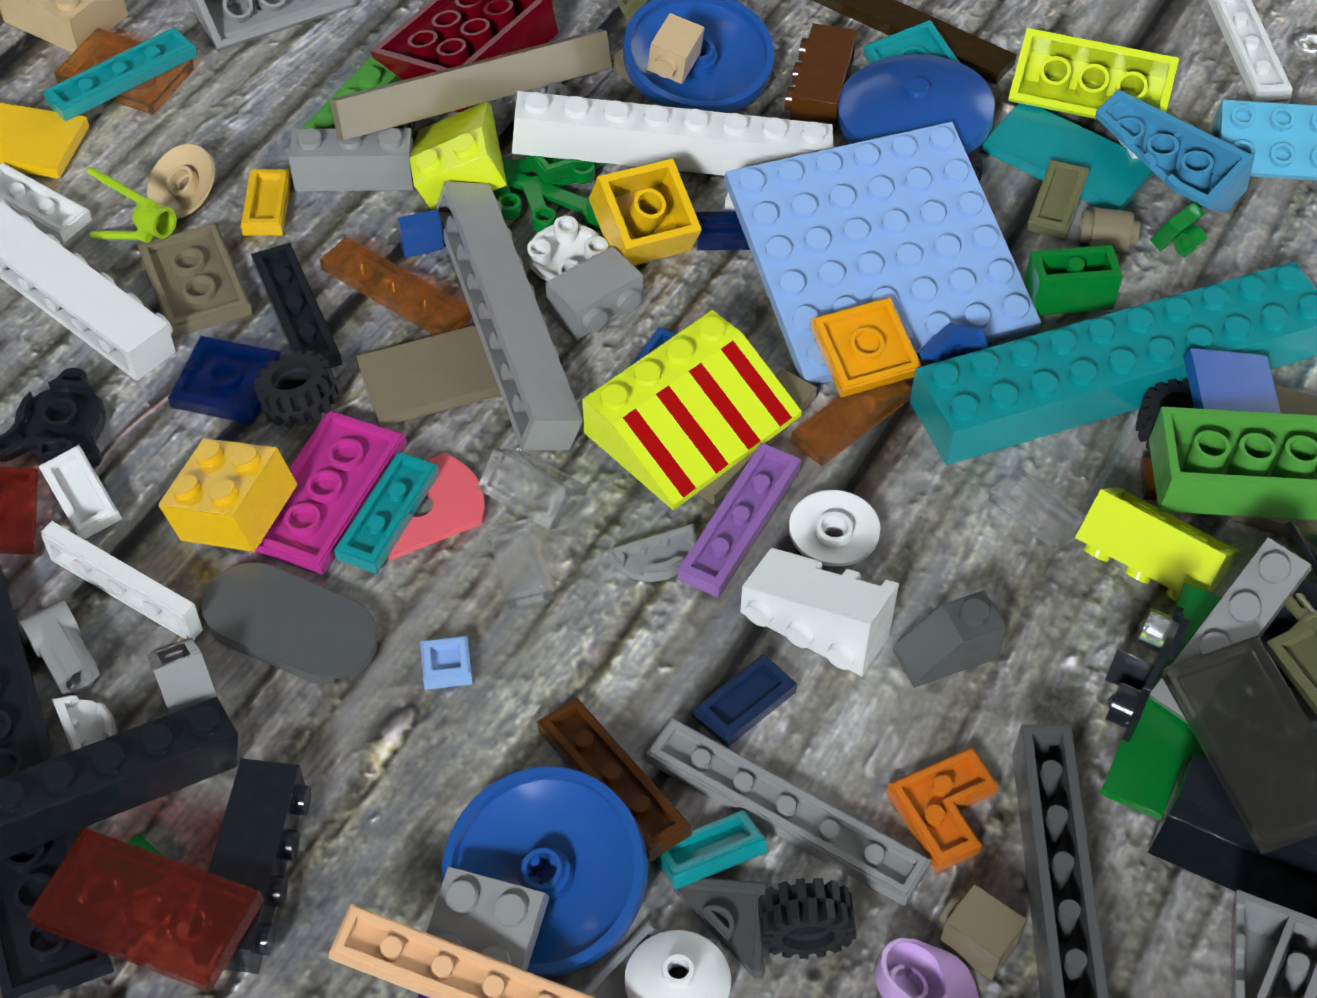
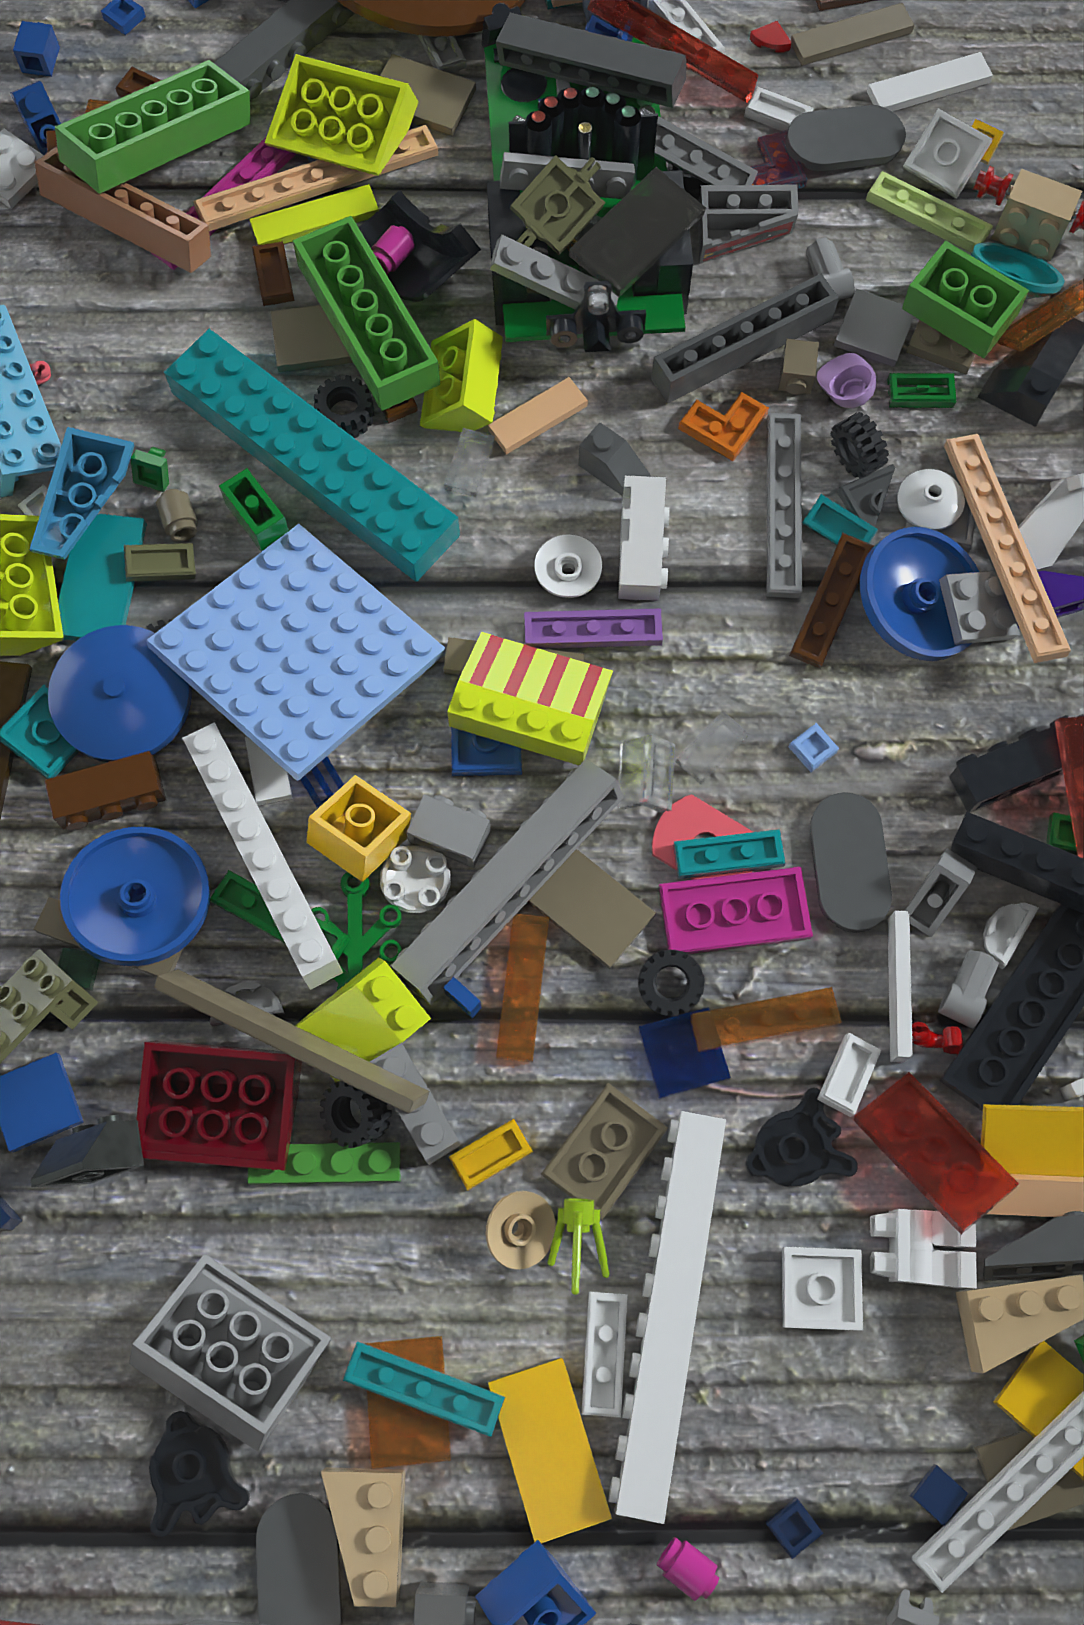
camera: 120 degrees left, 20 degrees up
(54, 580) = (950, 1039): none -> red arm
(210, 417) = (765, 1019): none -> clear orange tile
(228, 494) = (796, 956): yellow brick -> none
(294, 303) = (585, 1051): black tile -> none
(655, 556) = (650, 667): light grey tile -> none
(675, 48) = (163, 896): tan brick -> none
(745, 700) = (724, 561): dark blue tile -> none
(848, 420) = (455, 607): clear orange tile -> none
(865, 347) = (401, 613): light orange tile -> none
(953, 342) = (372, 569): blue bracket -> none
(1069, 607) = (537, 415): none -> light nougat tile
(1230, 381) = (317, 369): tile -> none

